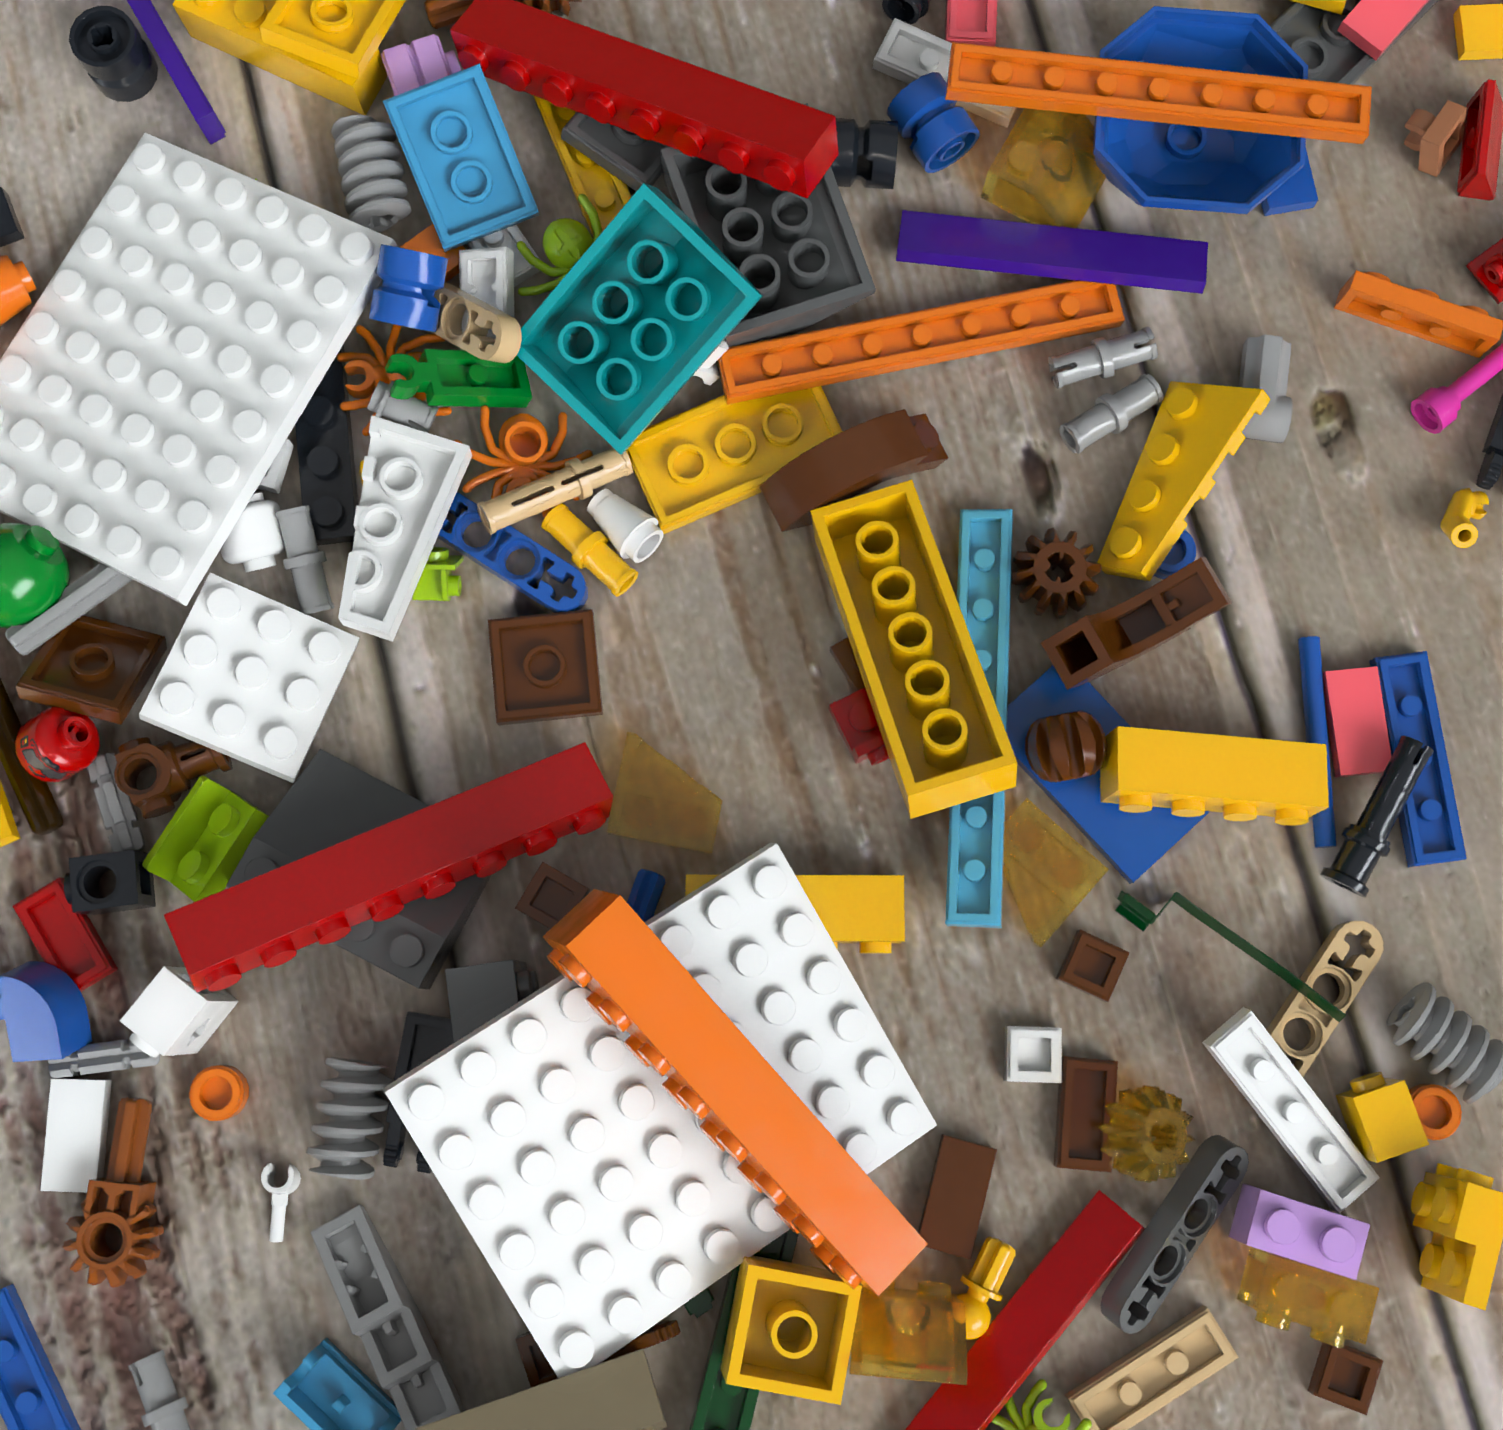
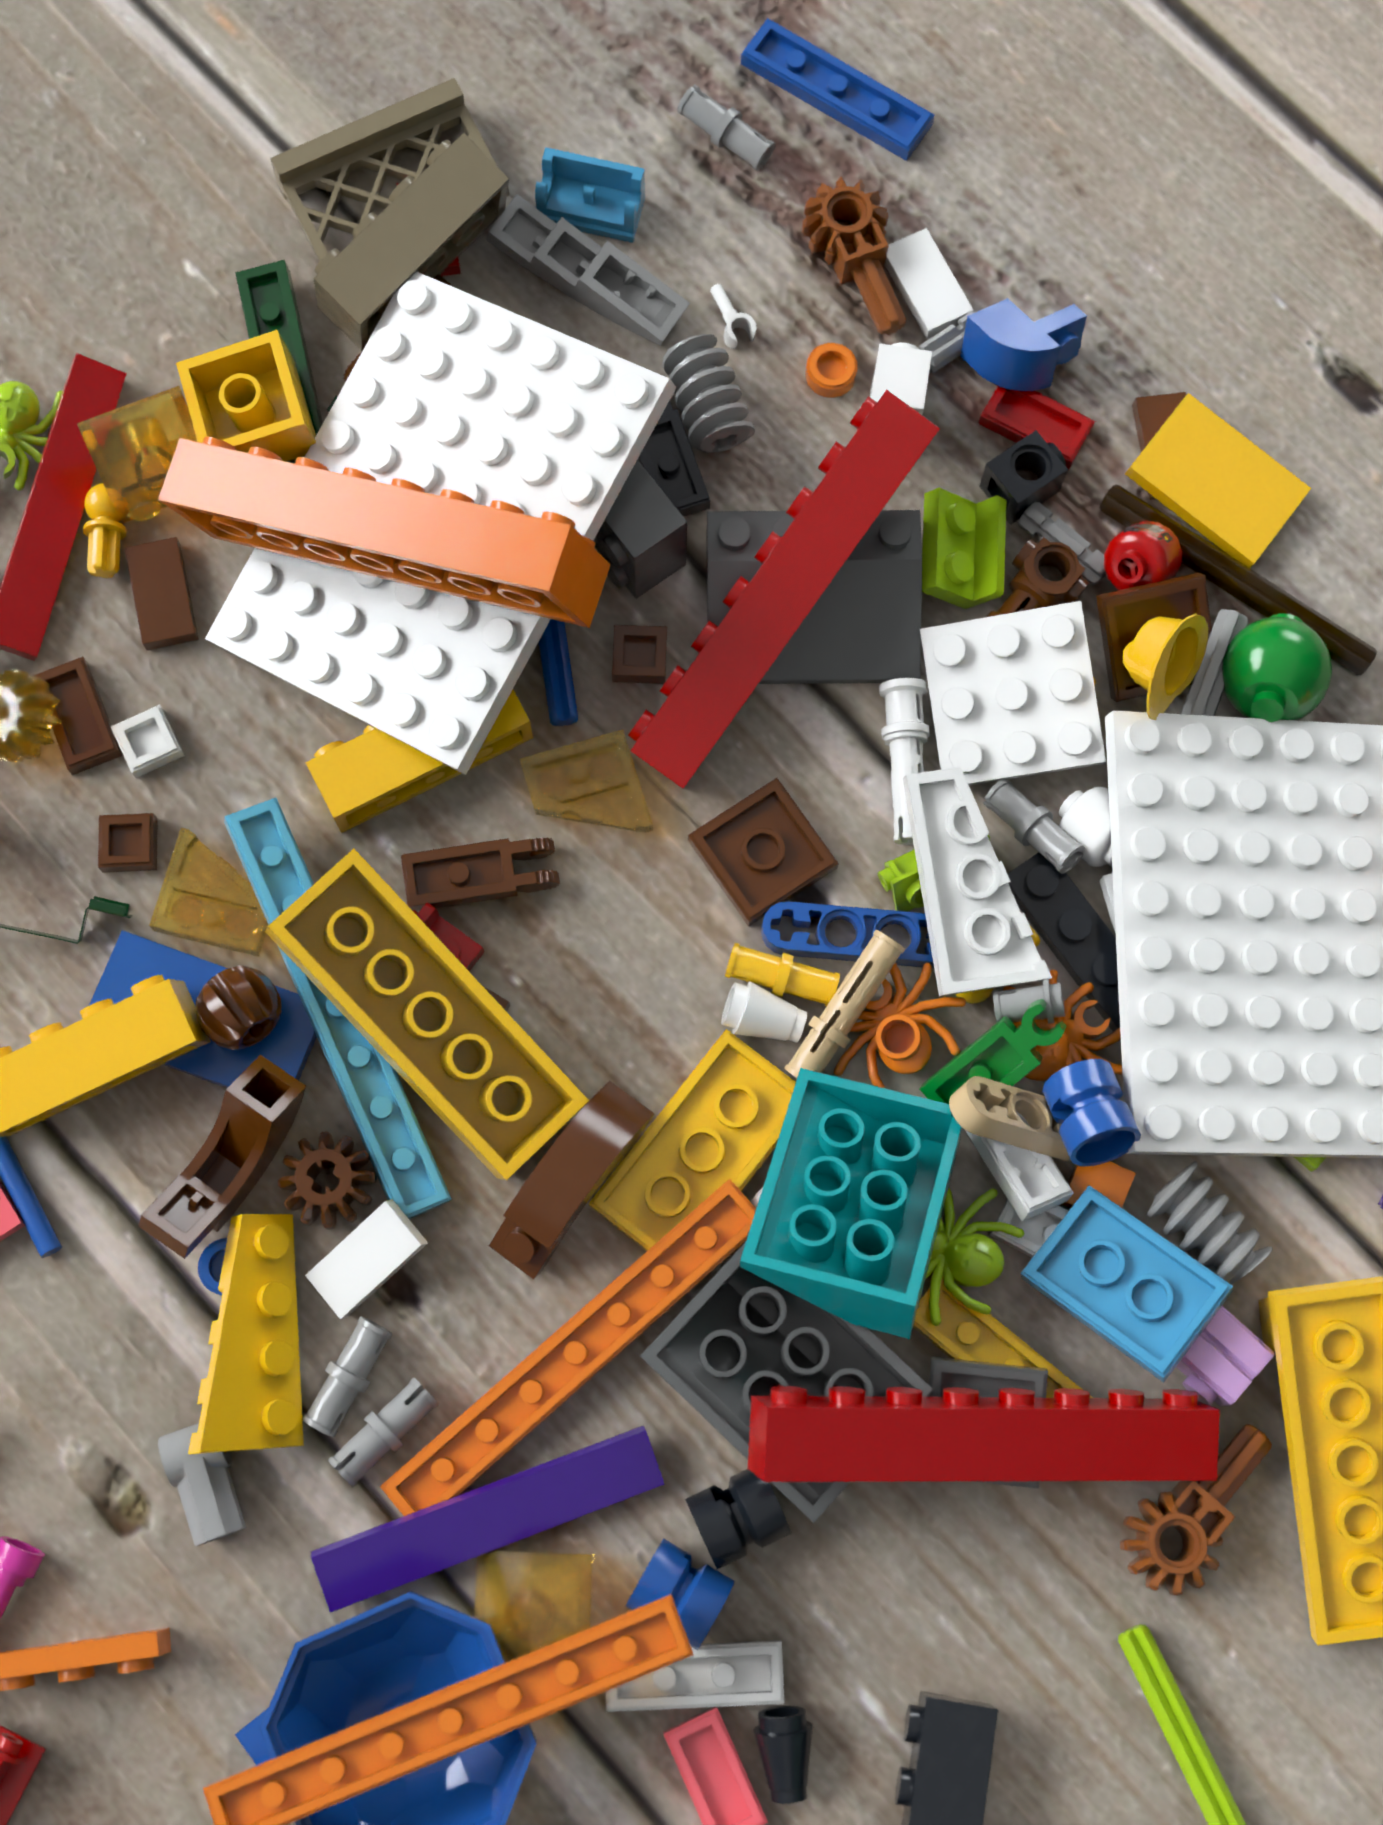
camera: 150 degrees right, 5 degrees down
(103, 632) = (1166, 658): none -> yellow piece
(365, 698) = (905, 736): none -> white pin
(804, 774) = (475, 872): none -> reddish brown hinge
(1053, 493) = (366, 1259): none -> white tile

